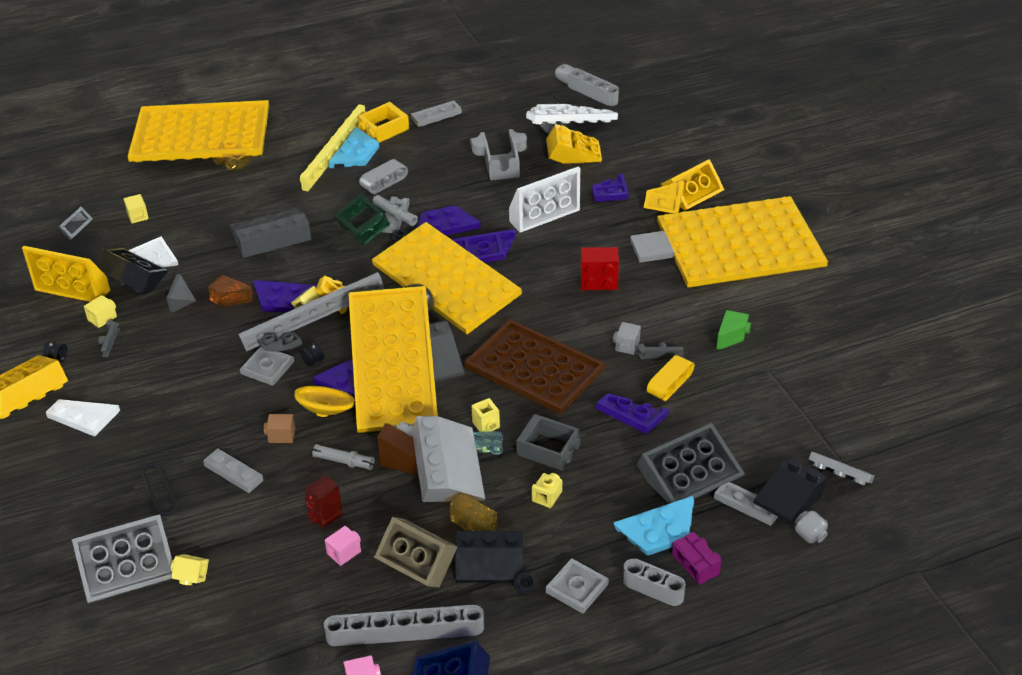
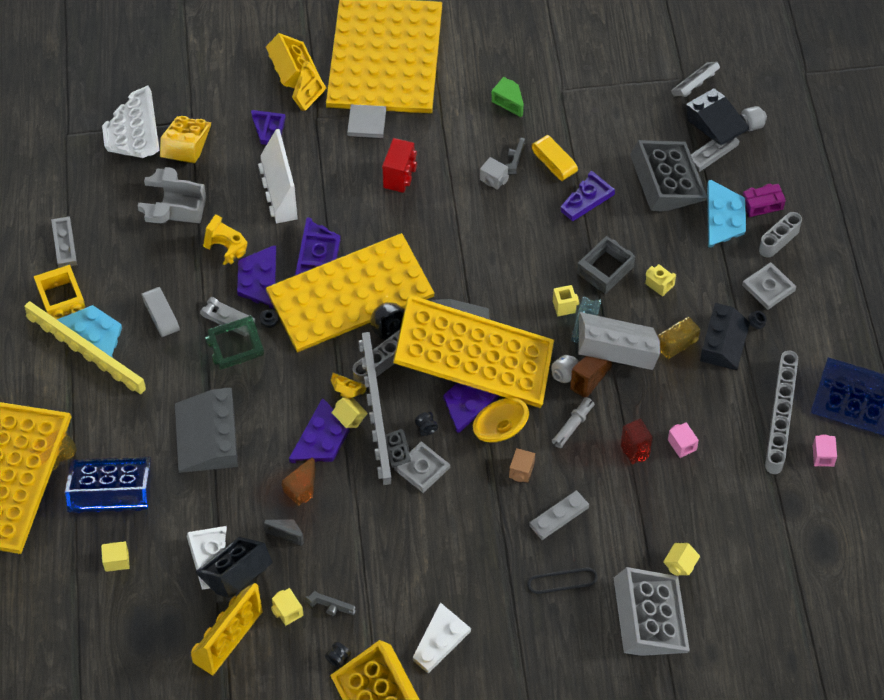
camera: 75 degrees left, 15 degrees up
(75, 223) = (110, 625): dark grey slope -> none
(204, 189) = (108, 484): none -> clear blue slope
(399, 212) = (240, 307): light grey pin -> none
(415, 552) = (716, 383): dark tan brick -> none
(468, 194) = (222, 234): none -> yellow tile
(535, 366) = (502, 252): reddish brown plate -> none
(588, 84) = (78, 96): light grey piece -> none

